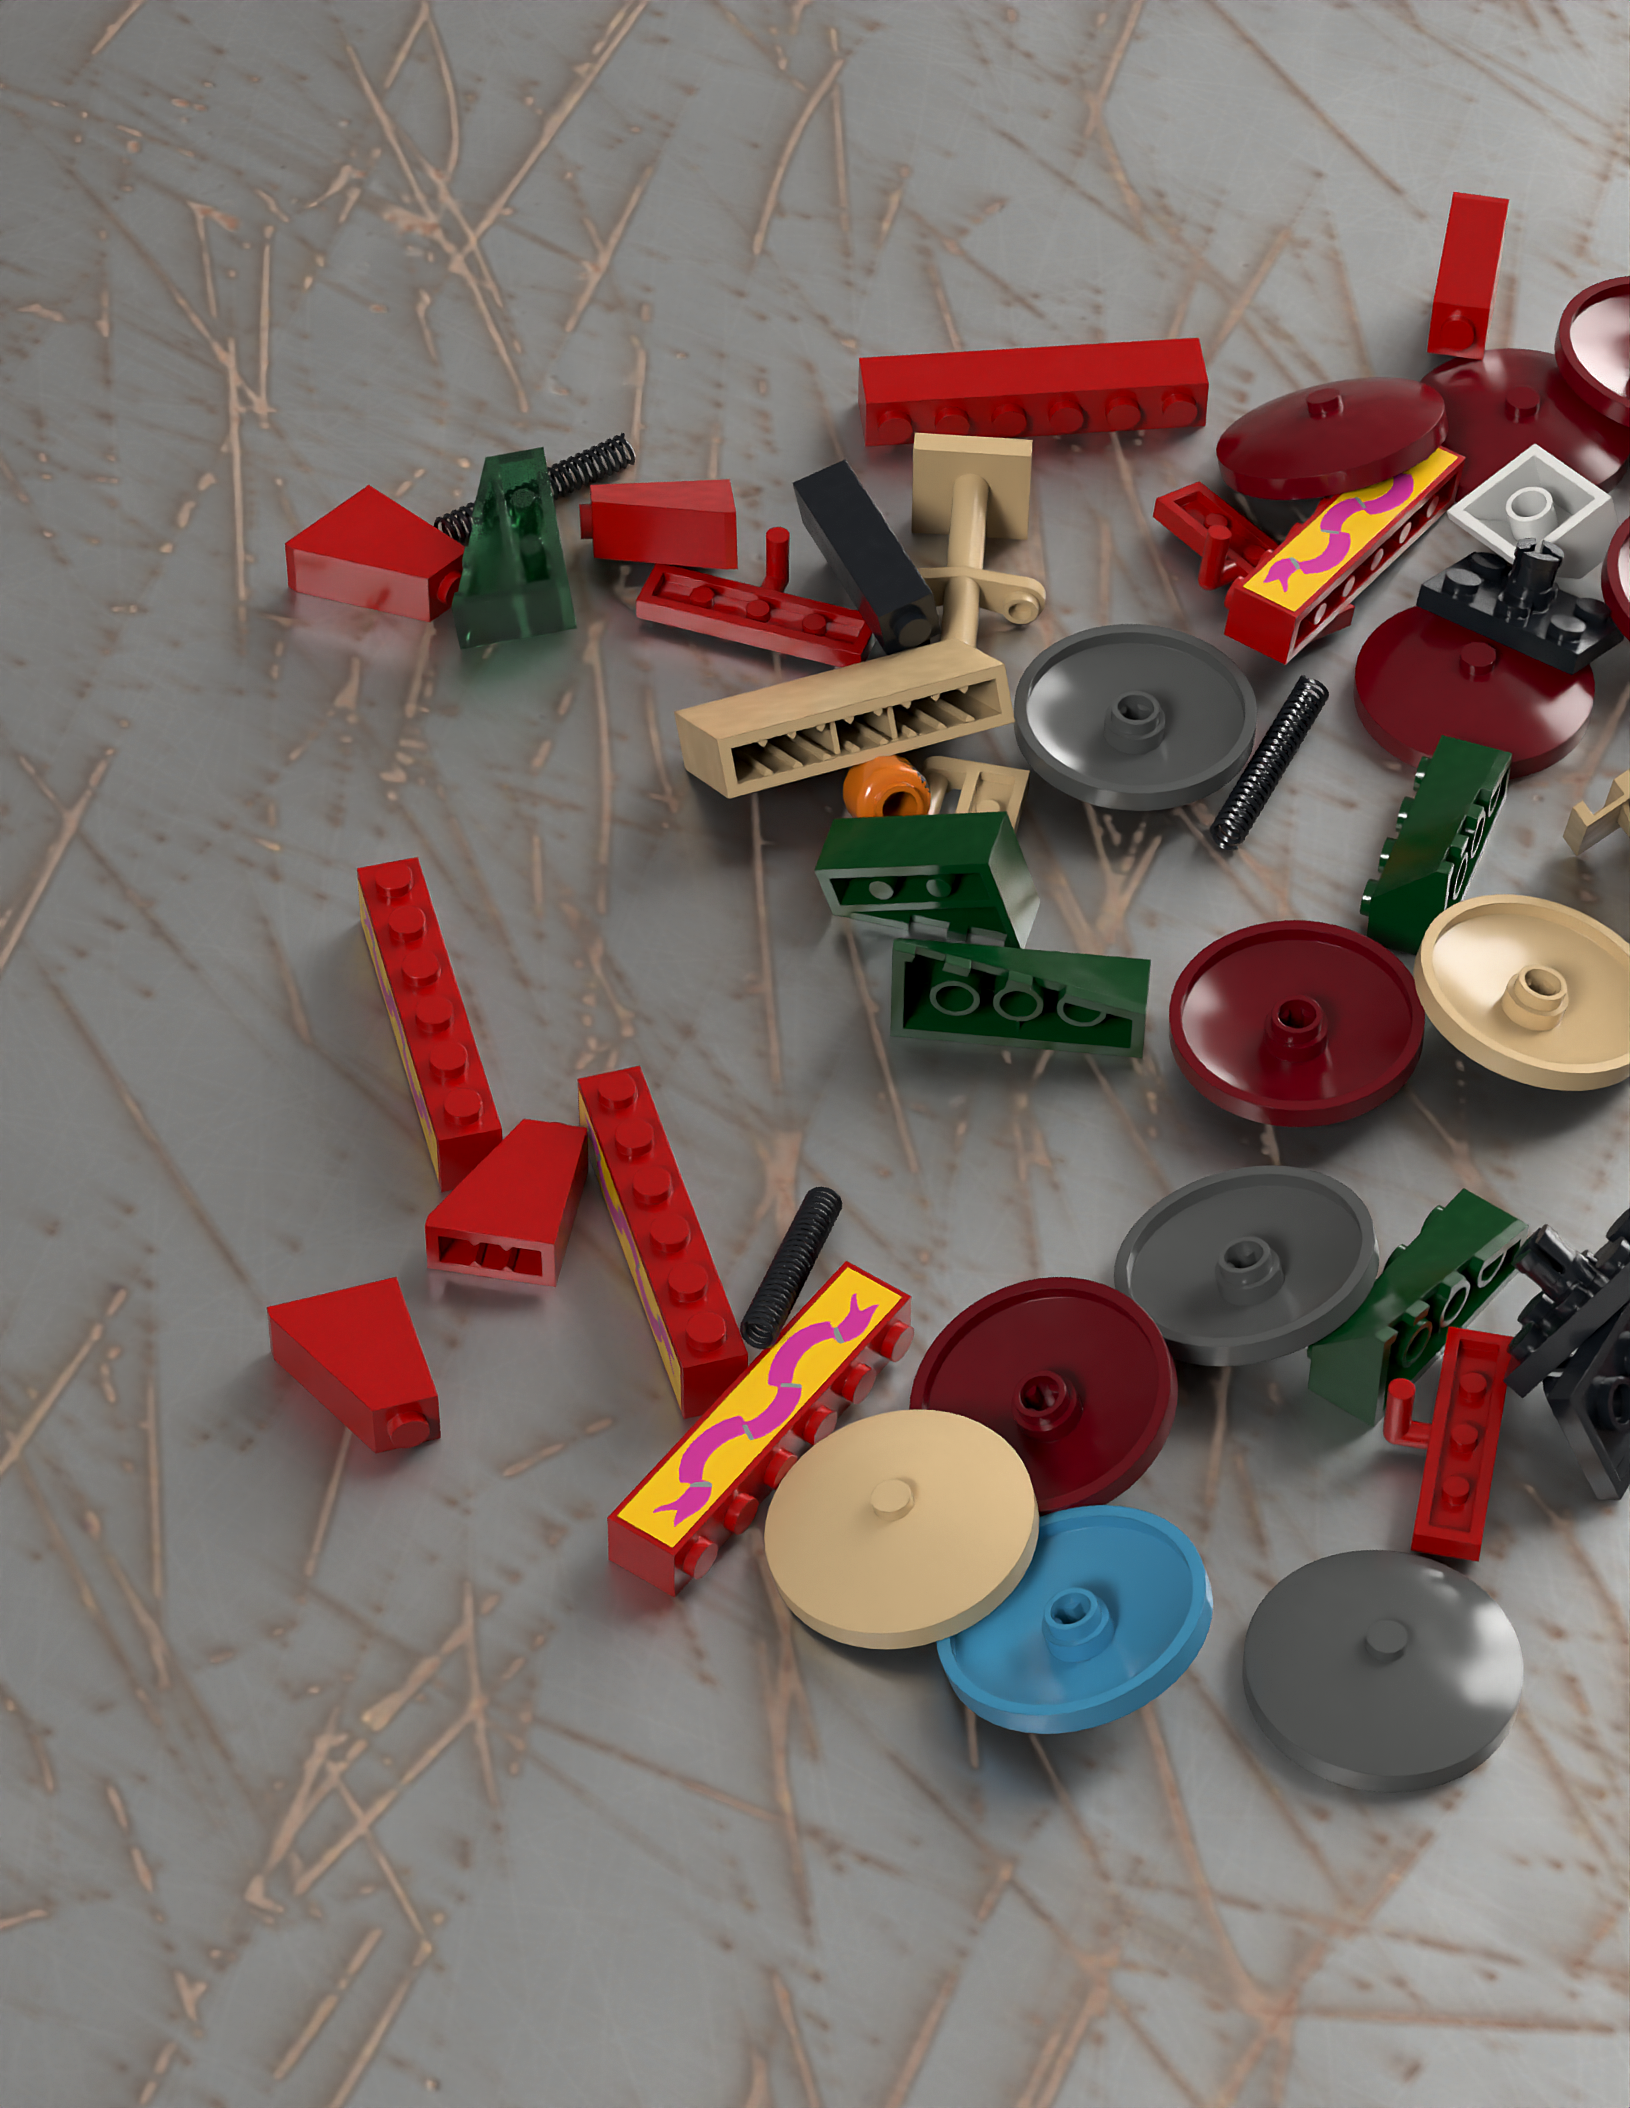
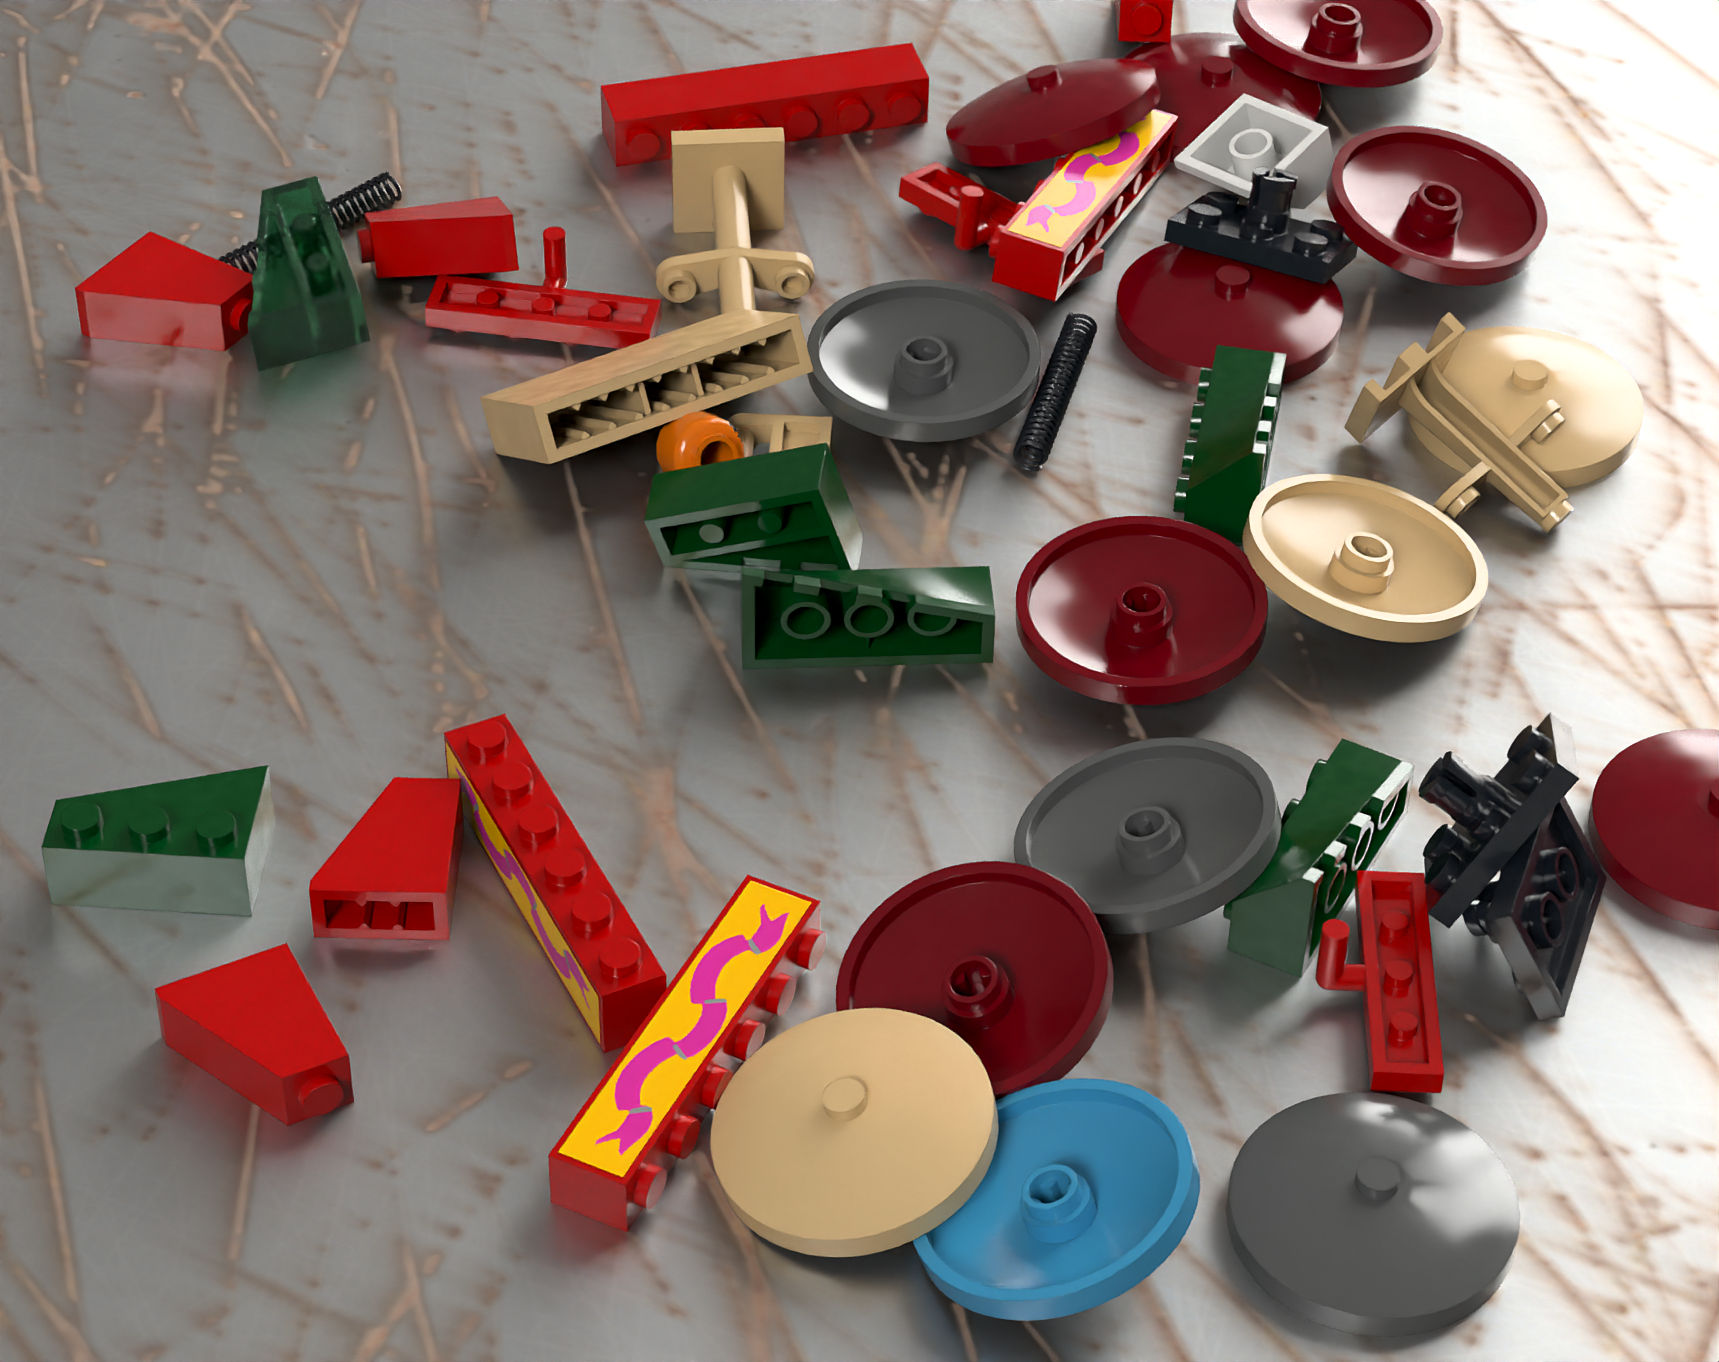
camera: 10 degrees left, 5 degrees down
(297, 1160) = (164, 845): none -> dark green wedge
(428, 1018) = (281, 699): red brick -> none
(790, 1267) = (690, 890): black piece -> none
(867, 558) = (643, 247): black brick -> none

